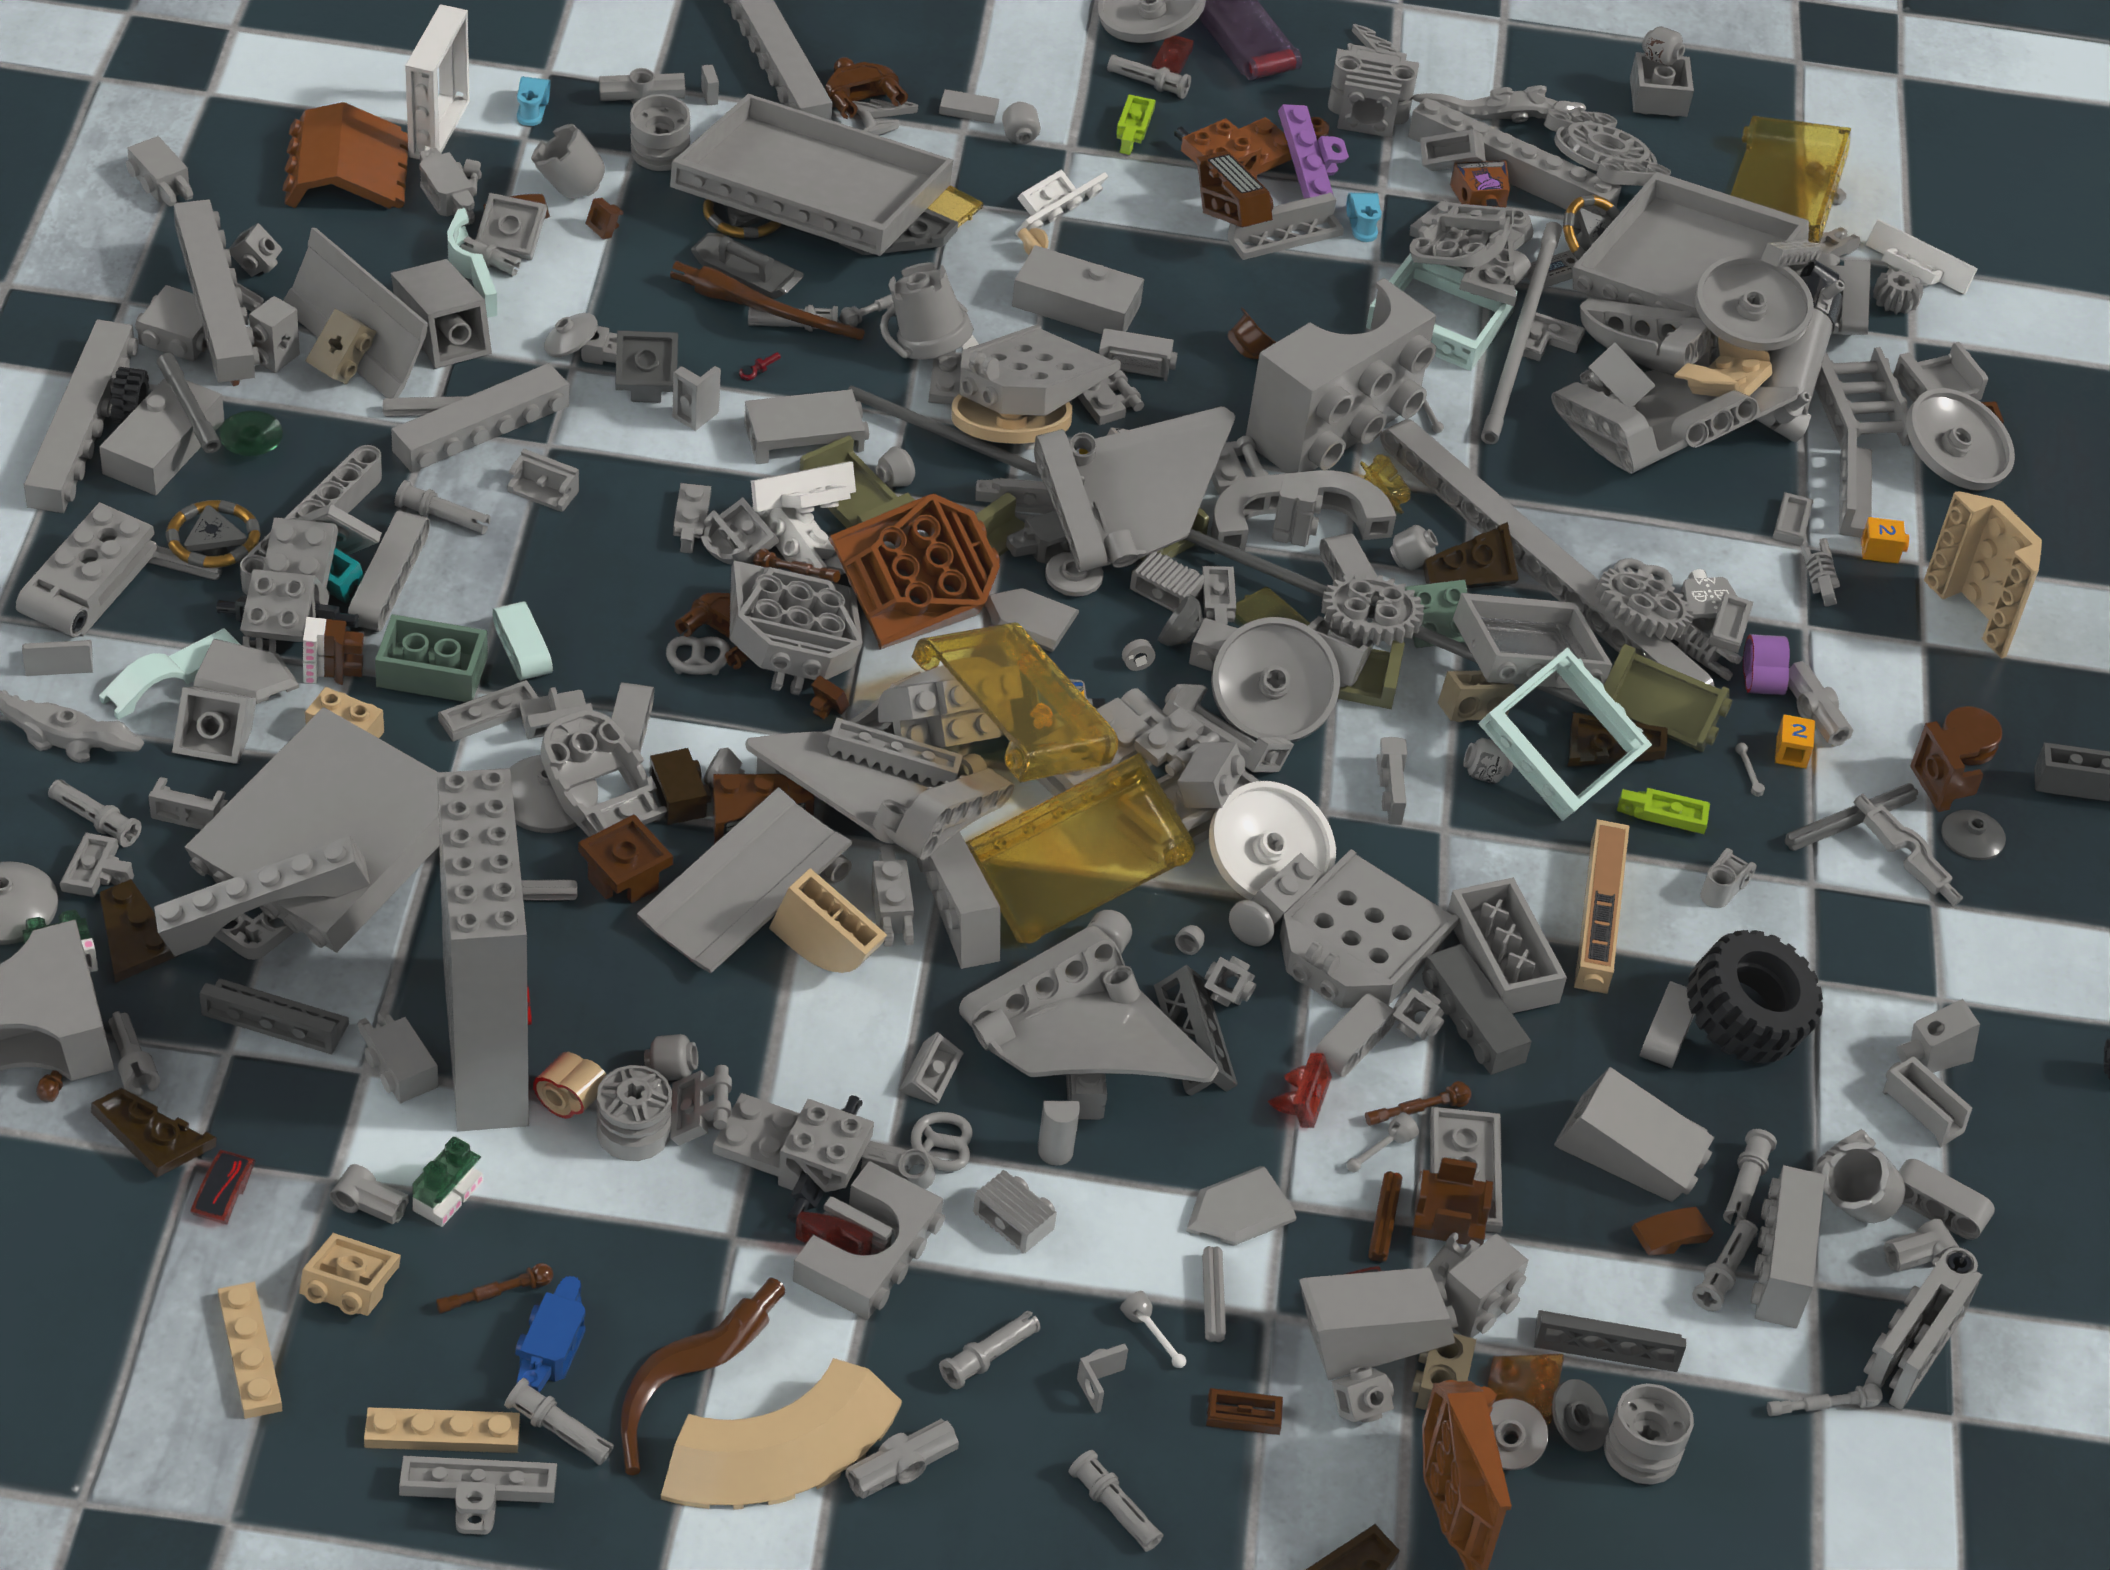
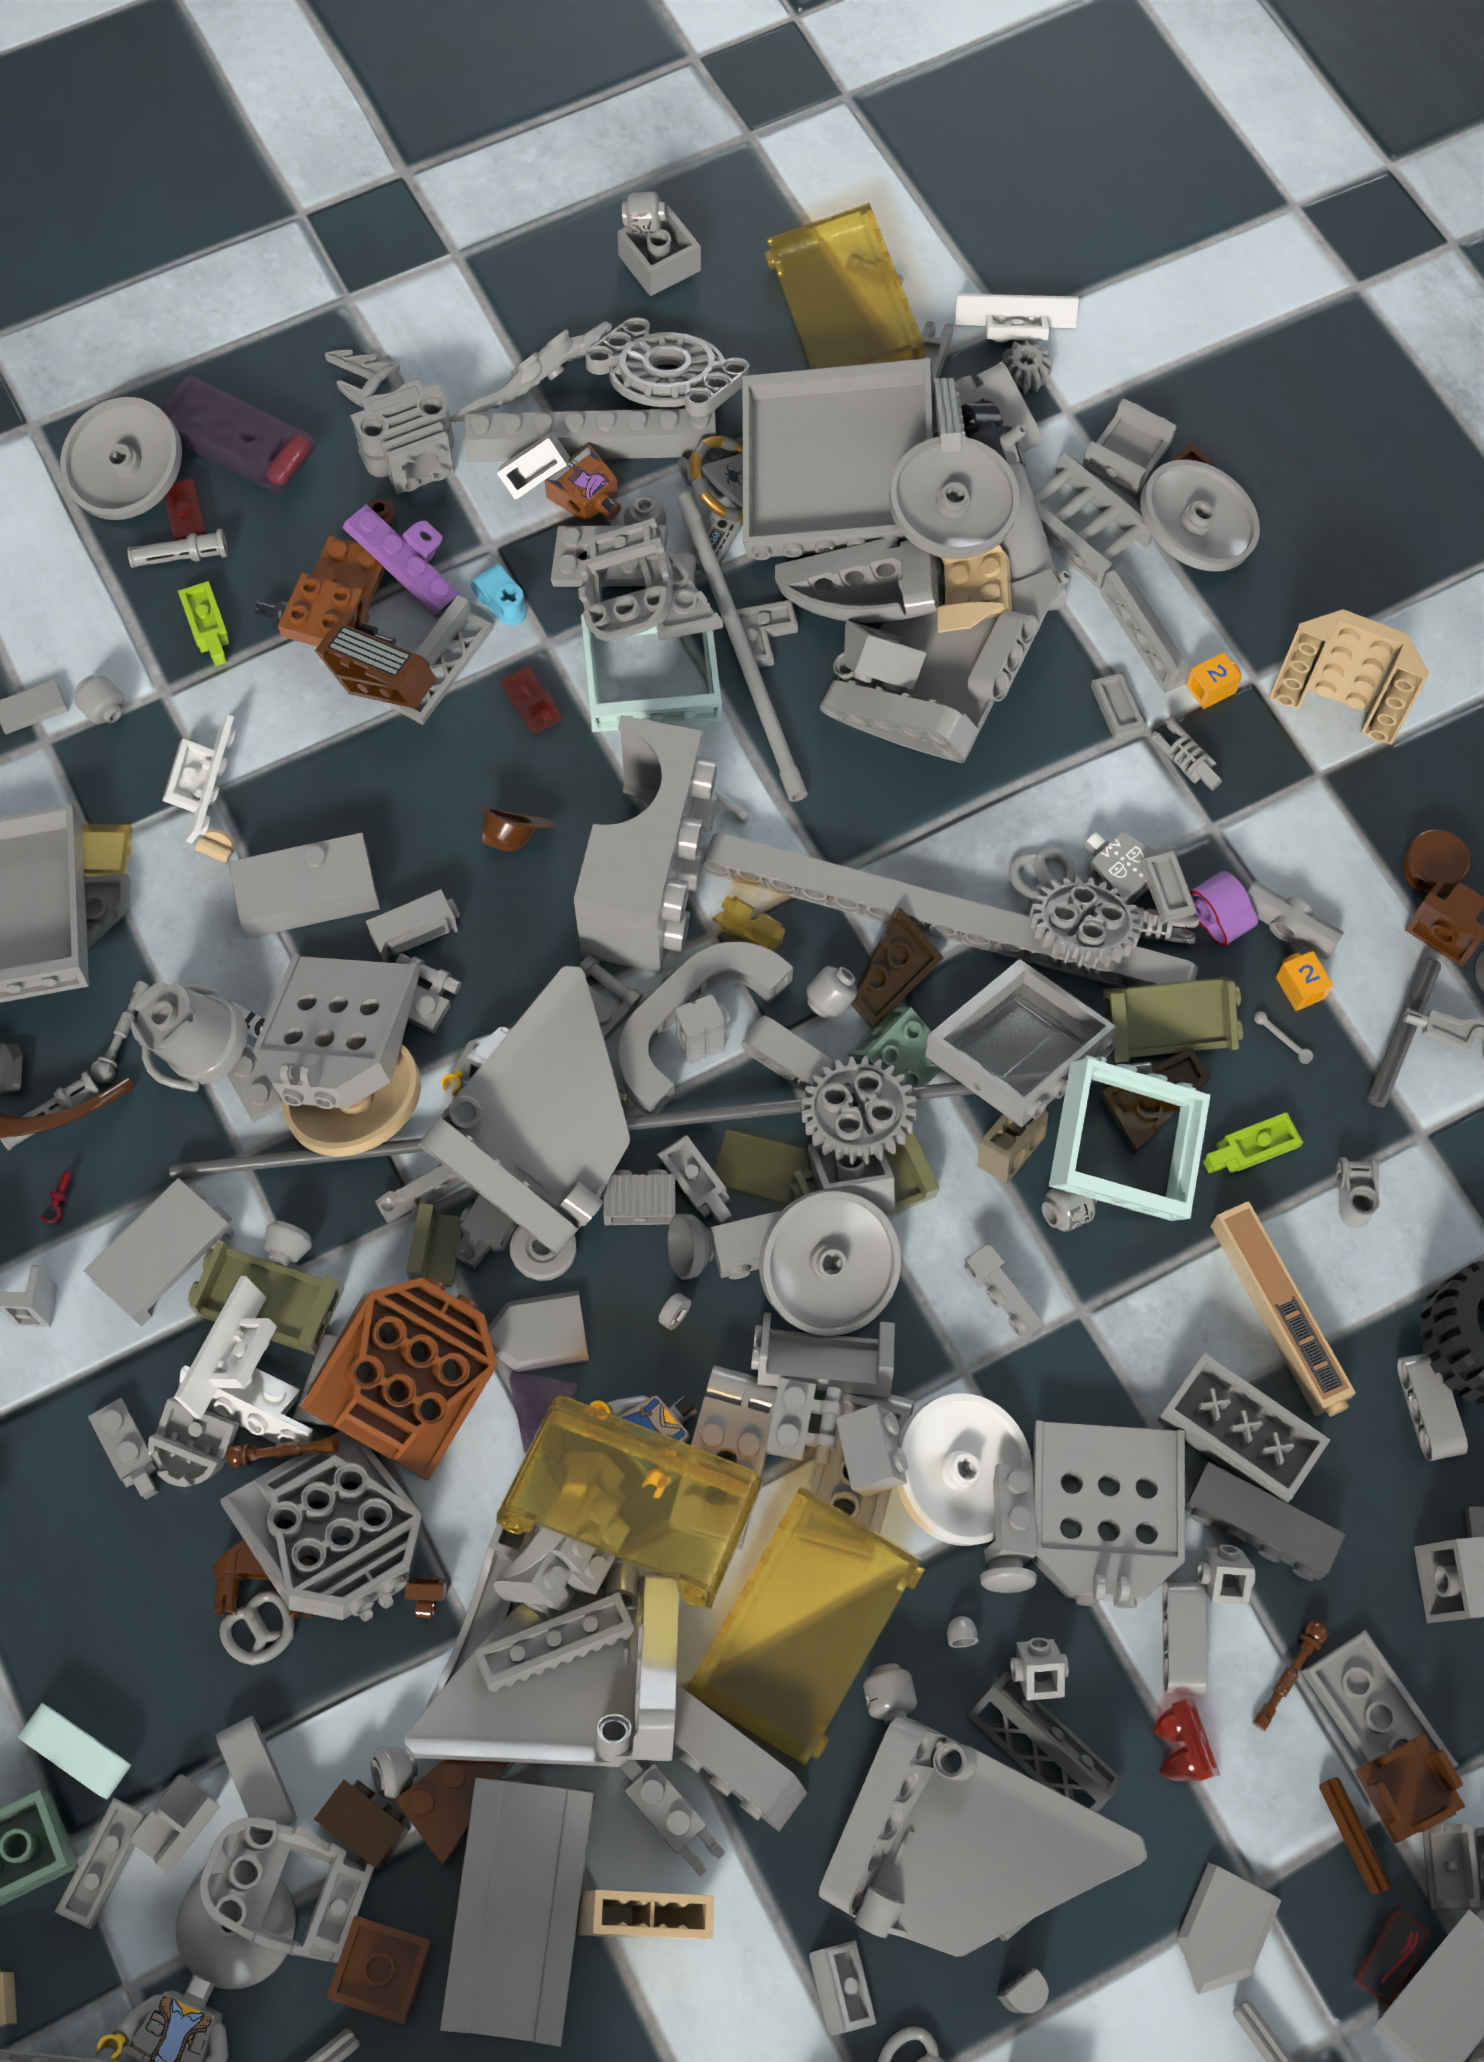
camera: 30 degrees left, 20 degrees up
(1334, 283) = (531, 700): none -> clear red slope
(1400, 1129) = (1299, 1722): light grey hinge -> none

